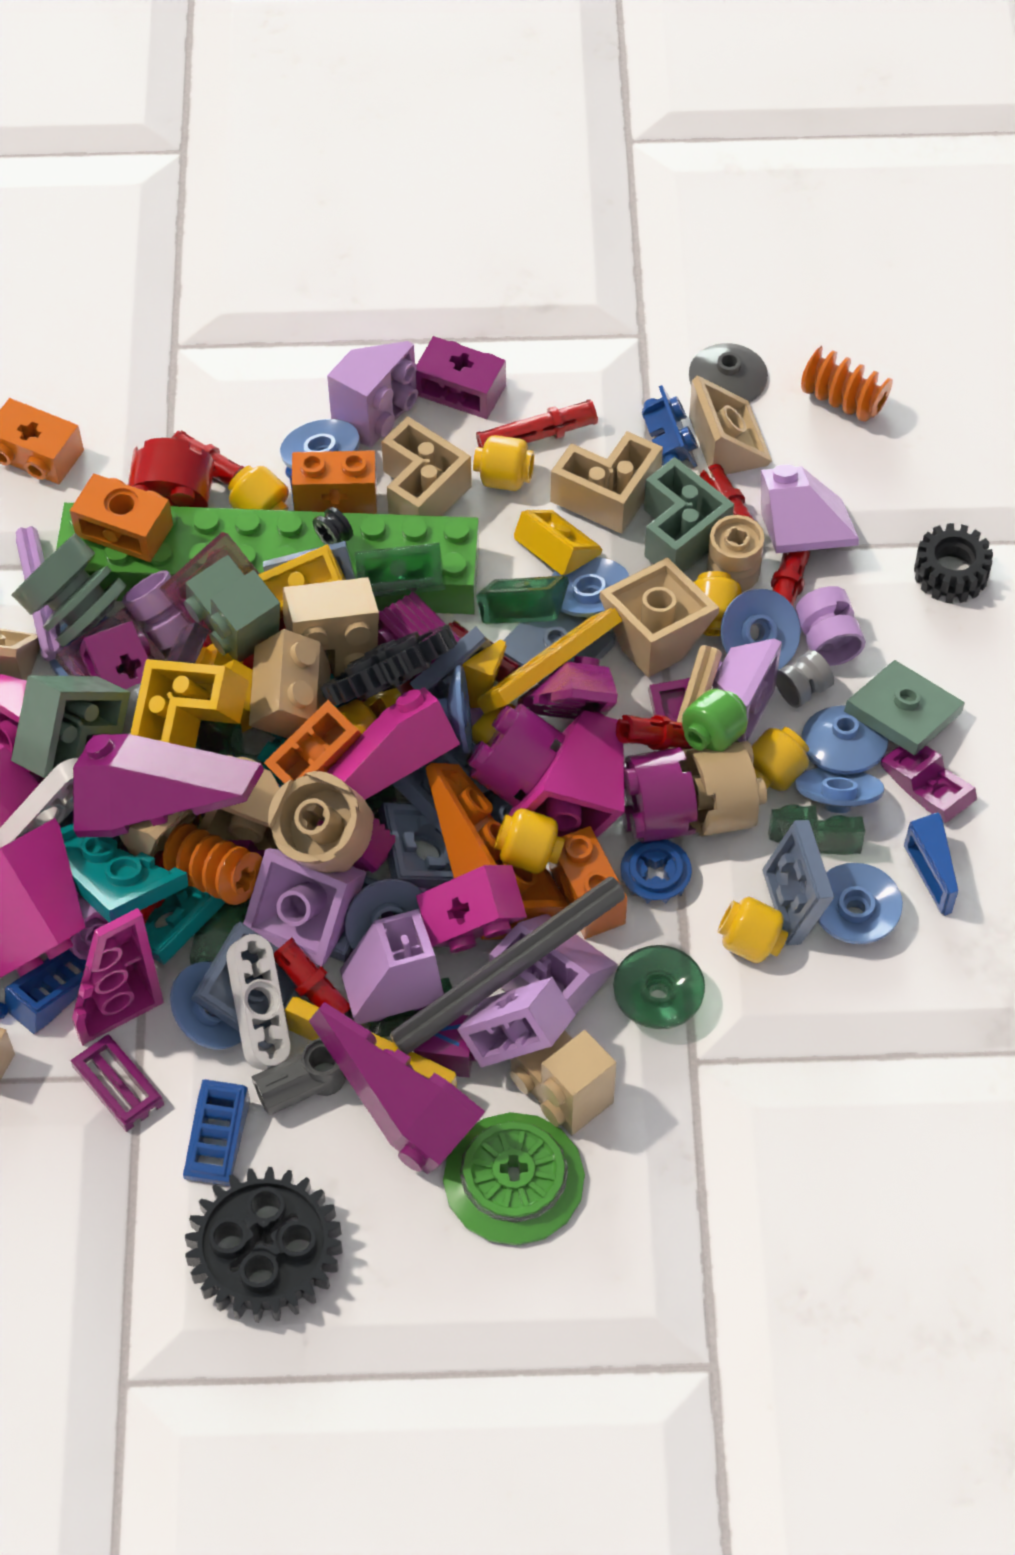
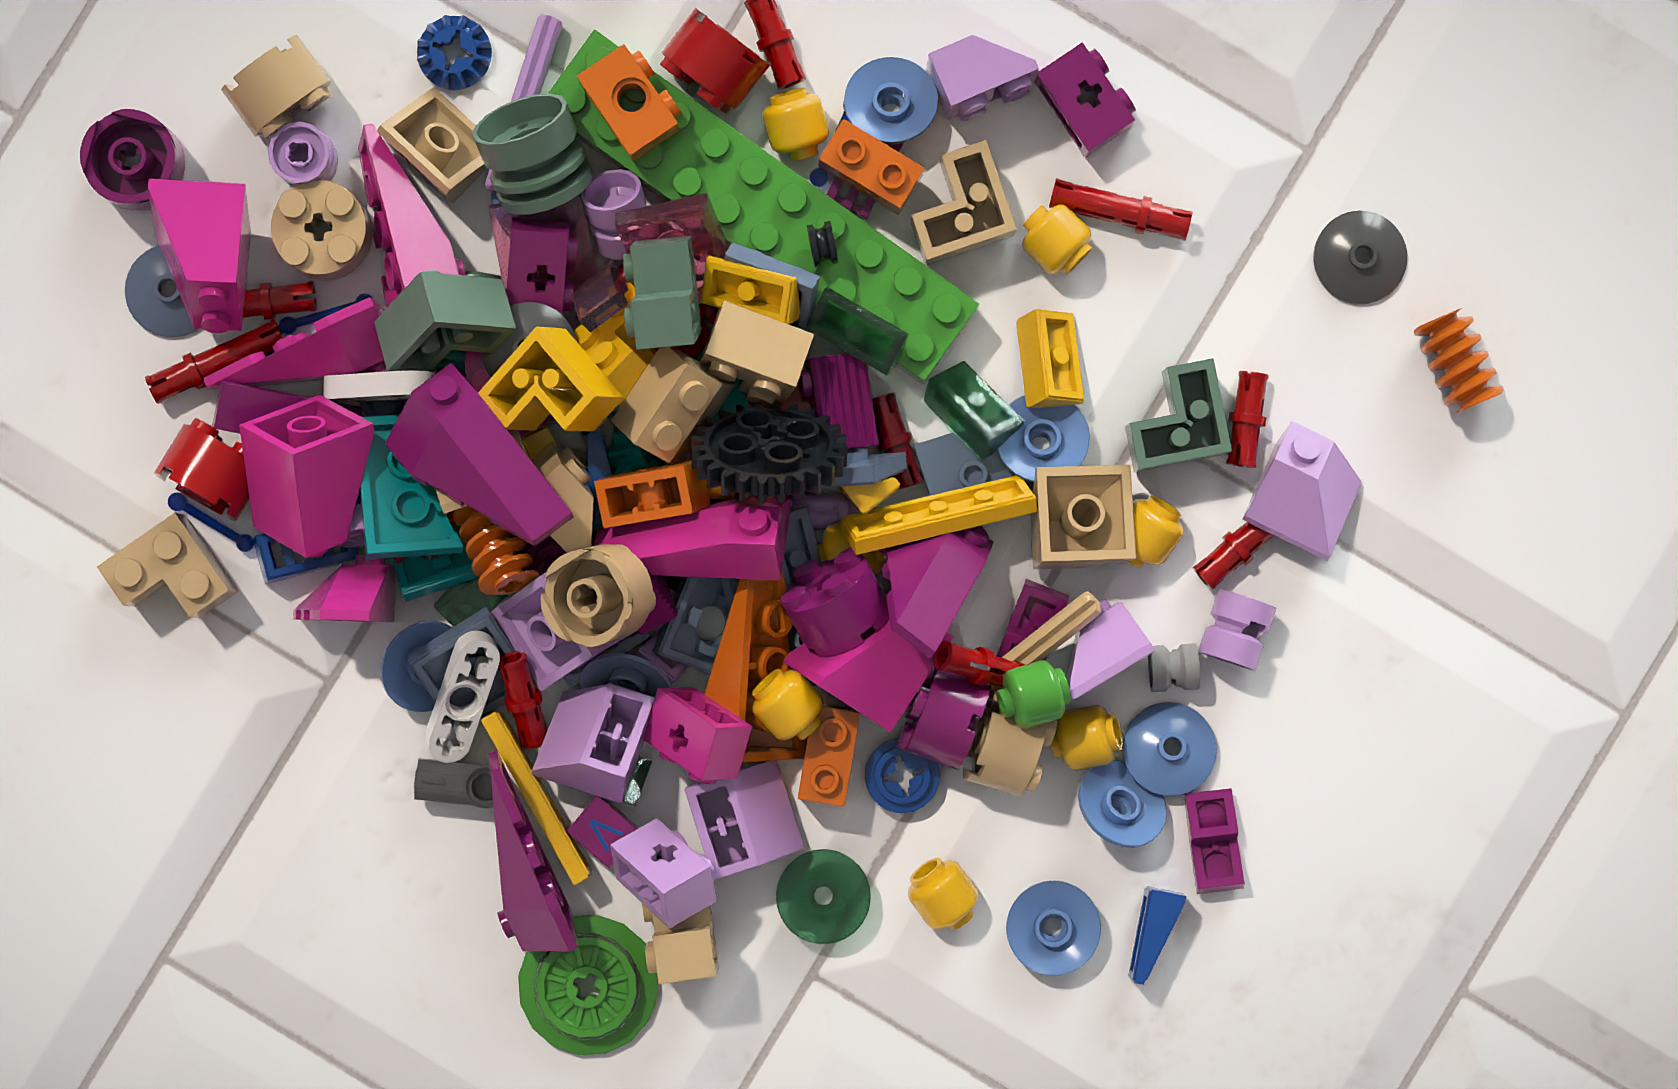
camera: 30 degrees right, 30 degrees up
(138, 1109) = (304, 640): magenta tile -> none
(218, 1102) = (384, 755): blue slope -> none
(235, 1215) = (347, 959): black gear -> none
(458, 709) = (810, 526): medium blue dish -> none
(507, 965) = (690, 817): dark grey axle -> none
(604, 488) = (1139, 343): tan brick -> none
(666, 416) = (1248, 314): blue hinge -> none
(726, 428) = (1307, 335): tan slope -> none
(737, 549) = (1205, 492): tan wheel -> none
(771, 615) = (1172, 606): medium blue dish -> none
(785, 874) = (1007, 884): sand blue piece -> none
(833, 836) = (1061, 822): clear green slope -> none
(904, 707) = (1244, 757): sand green plate -> none
(955, 544) = (1438, 626): black tyre -> none

